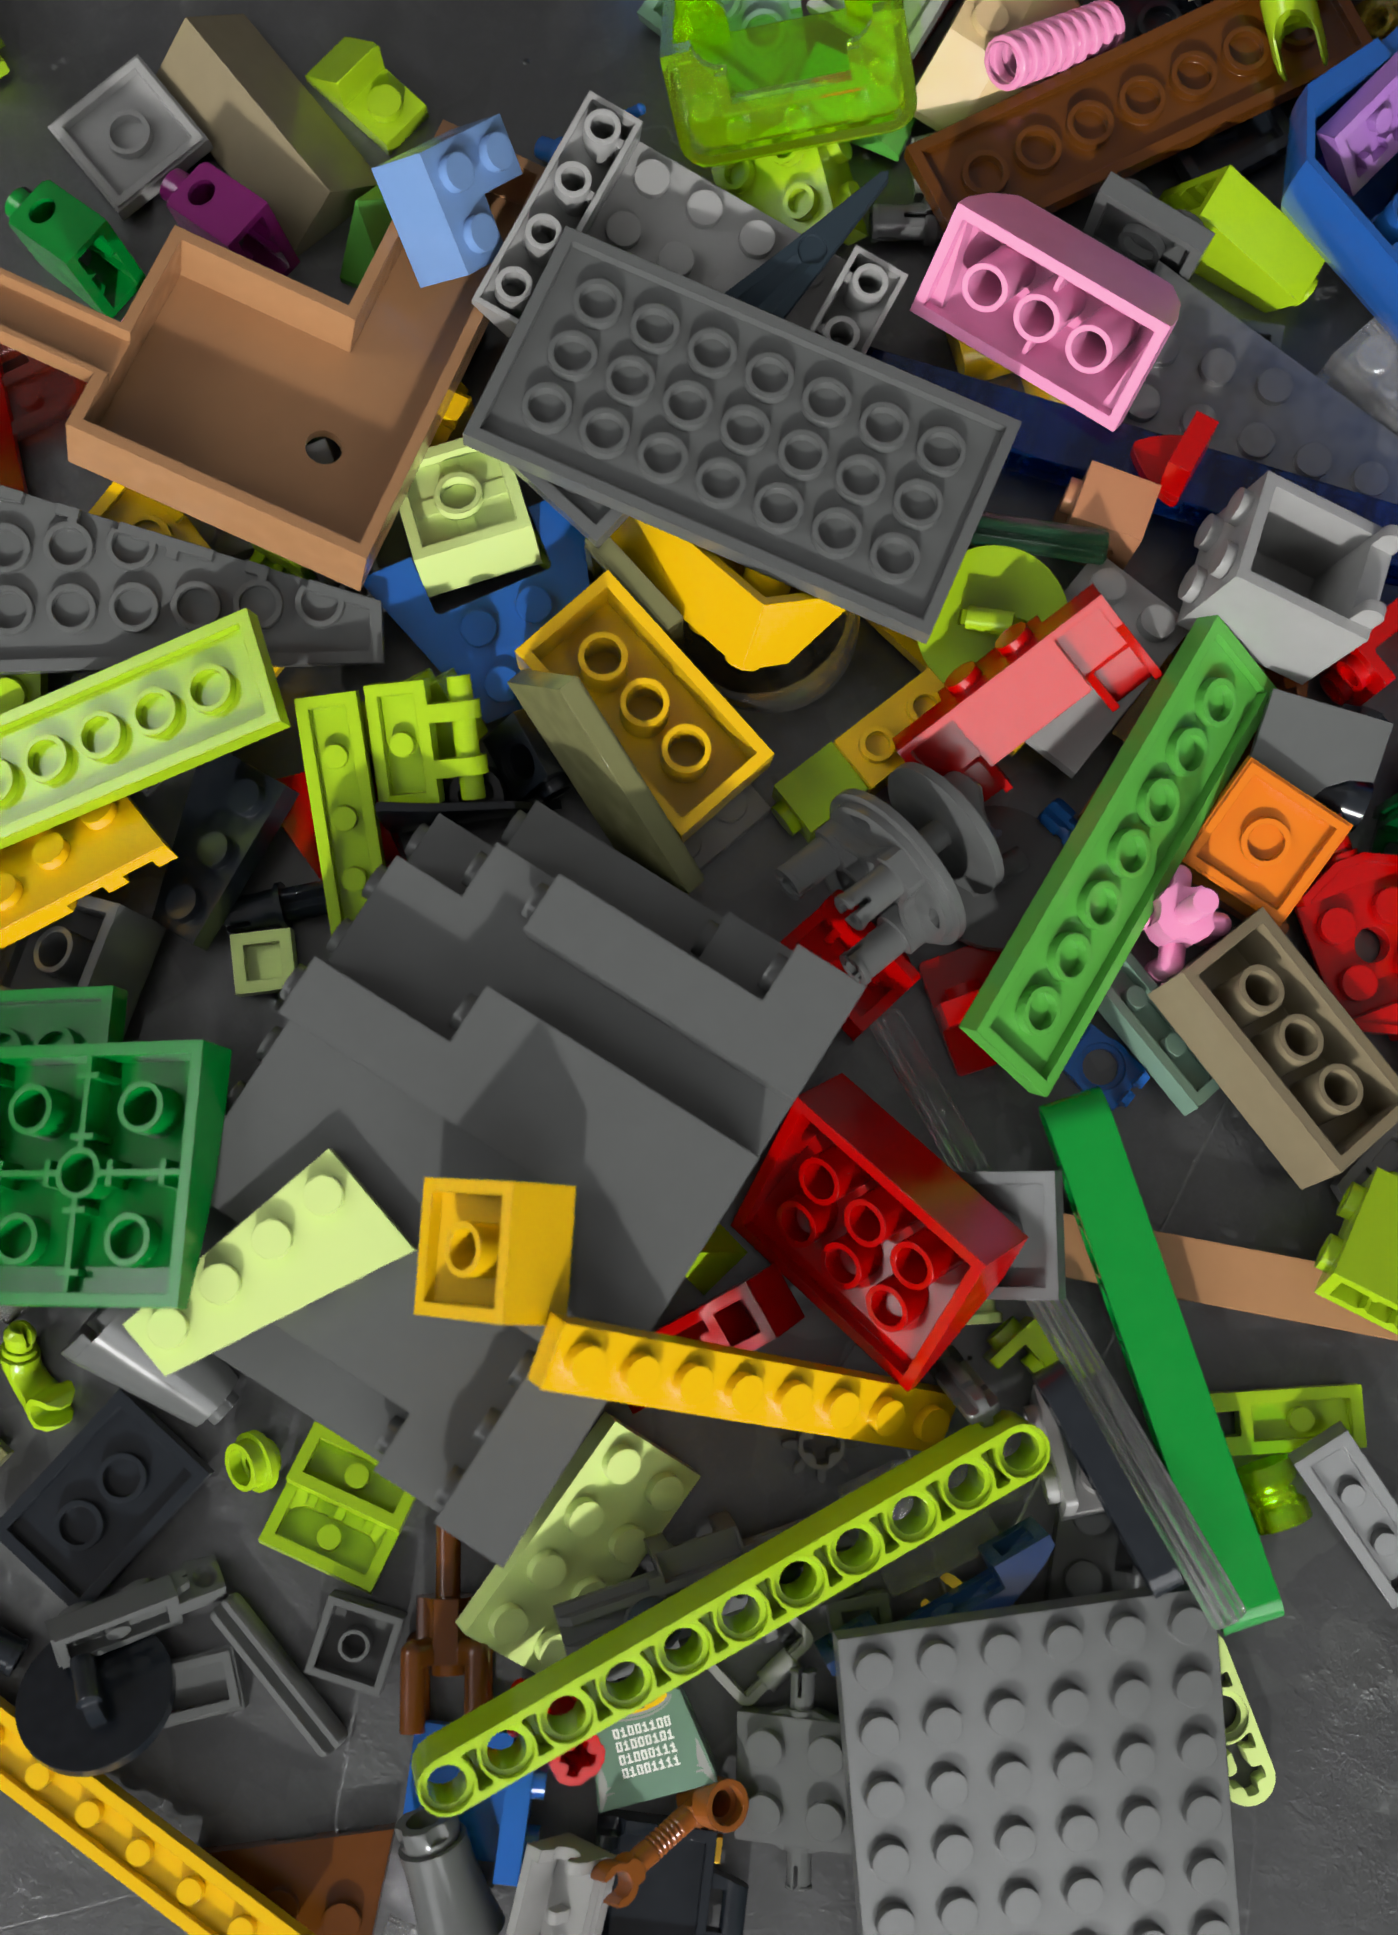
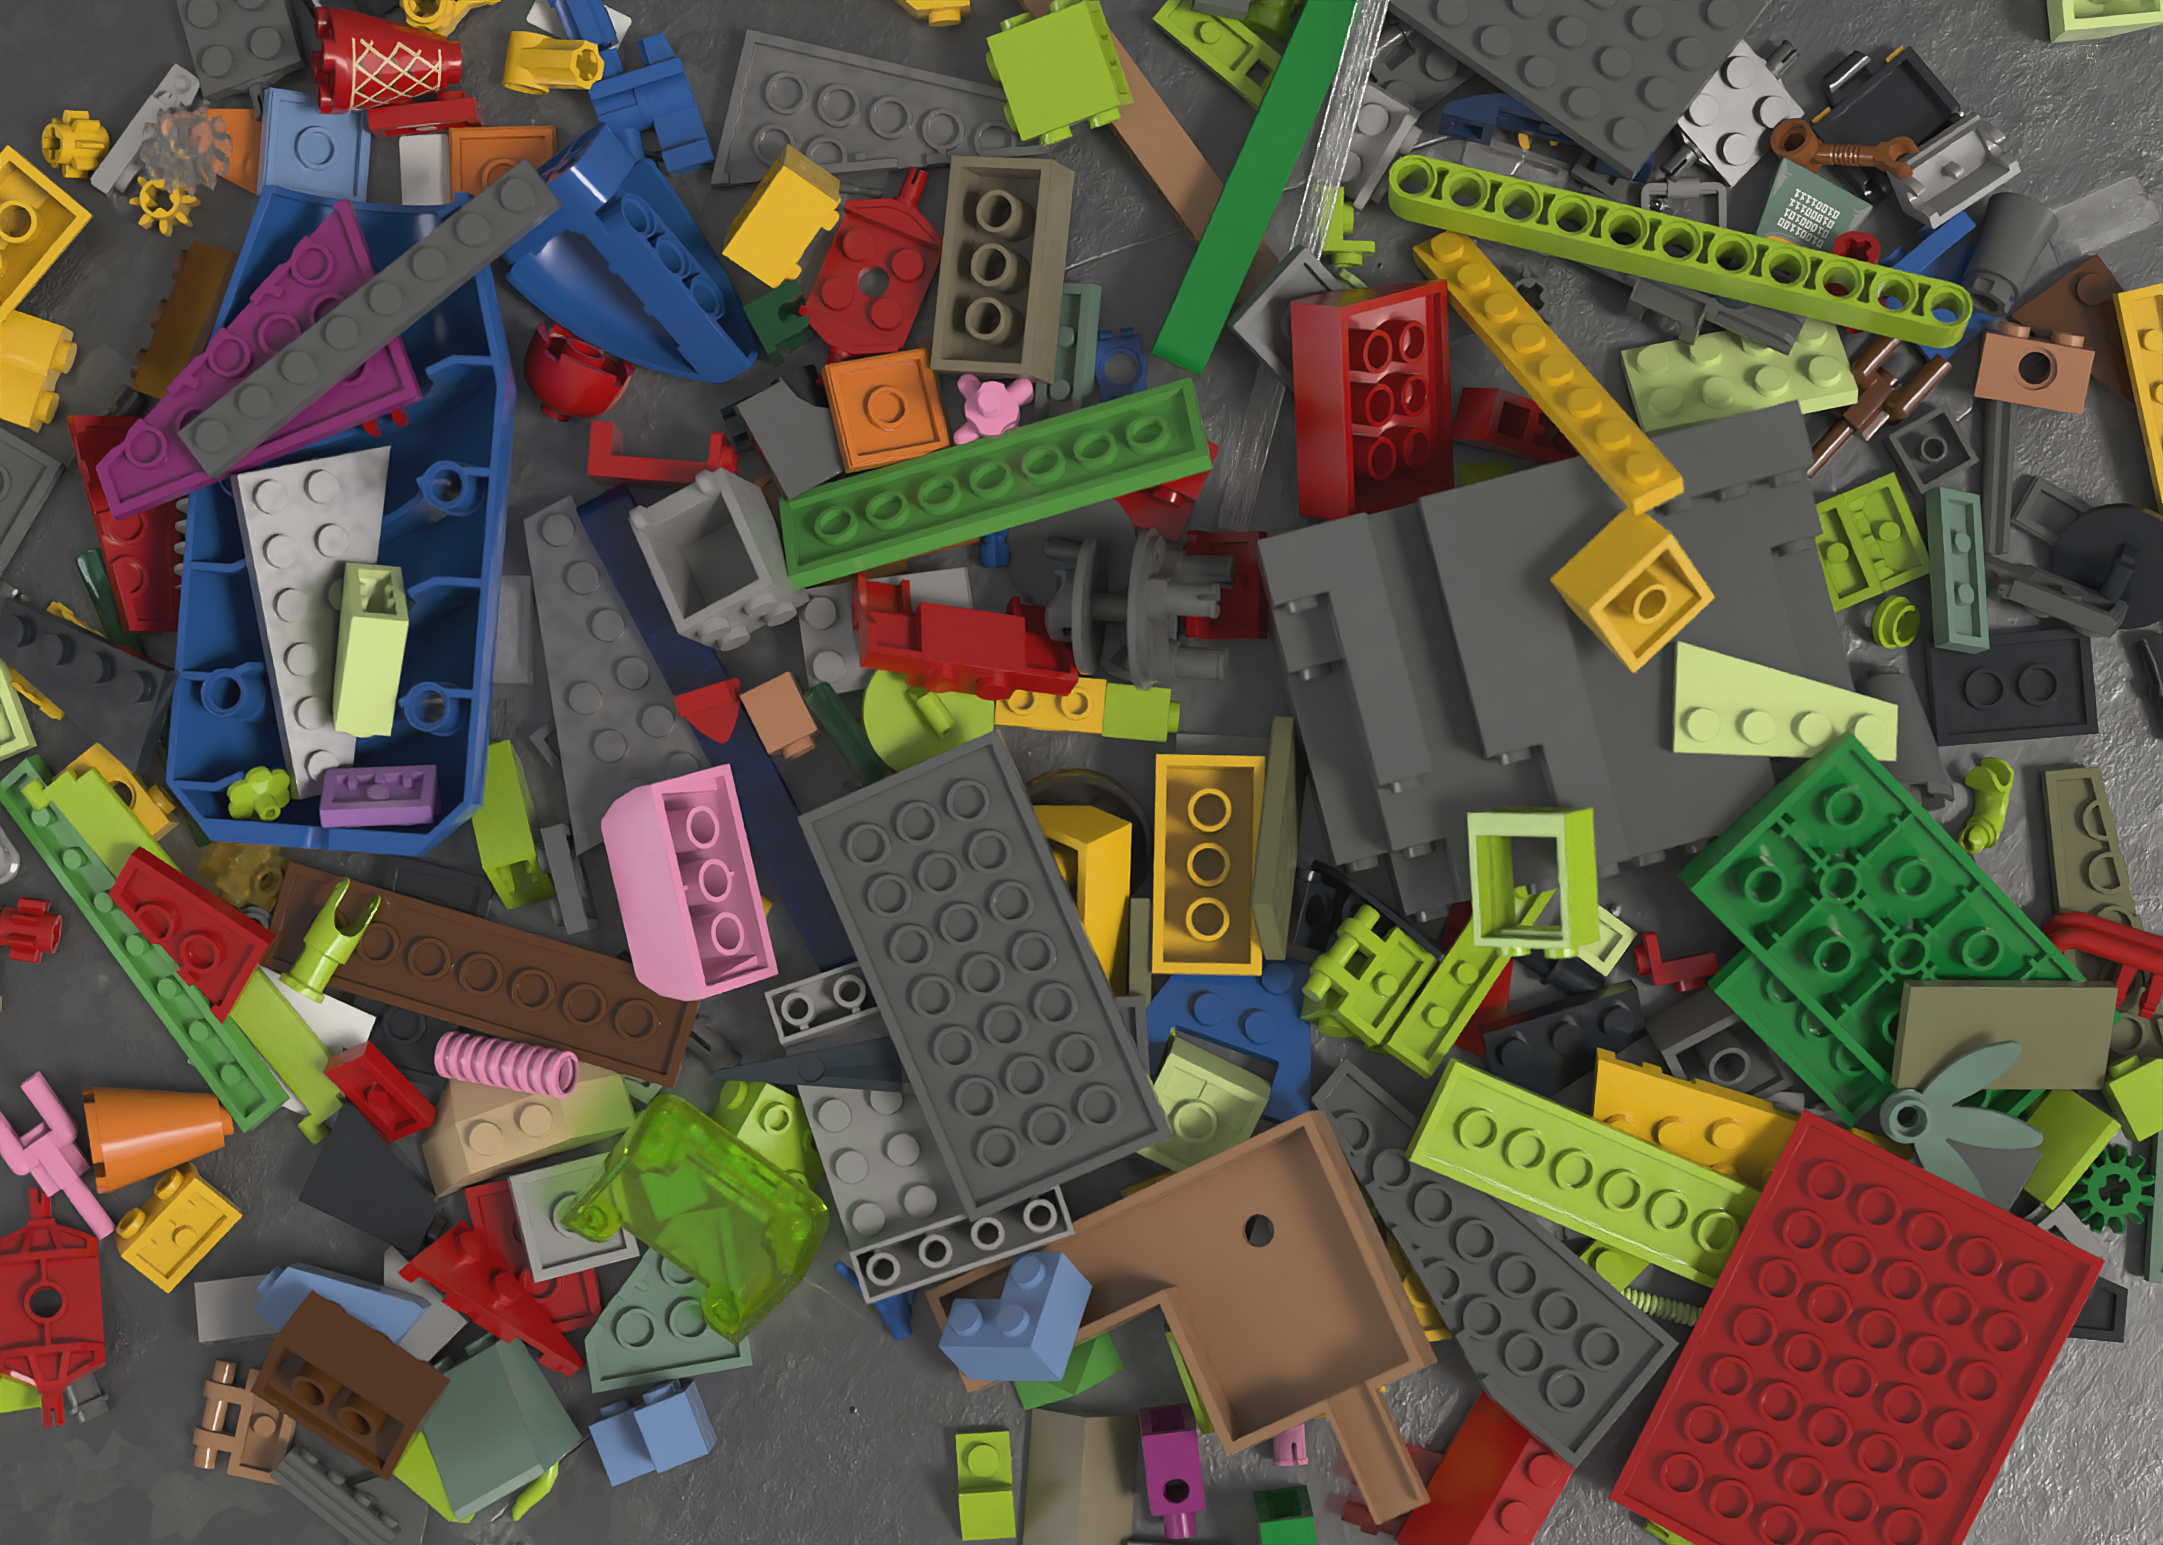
camera: 135 degrees left, 5 degrees up
(169, 999) = (1685, 971): none -> red bracket
(237, 1556) = (1957, 570): none -> sand green plate
(290, 1804) = (2059, 389): none -> nougat brick
(381, 883) = (1493, 879): none -> lime window
(965, 1388) = (1406, 249): dark grey axle -> none
(1107, 1479) = (1375, 113): black beam -> none

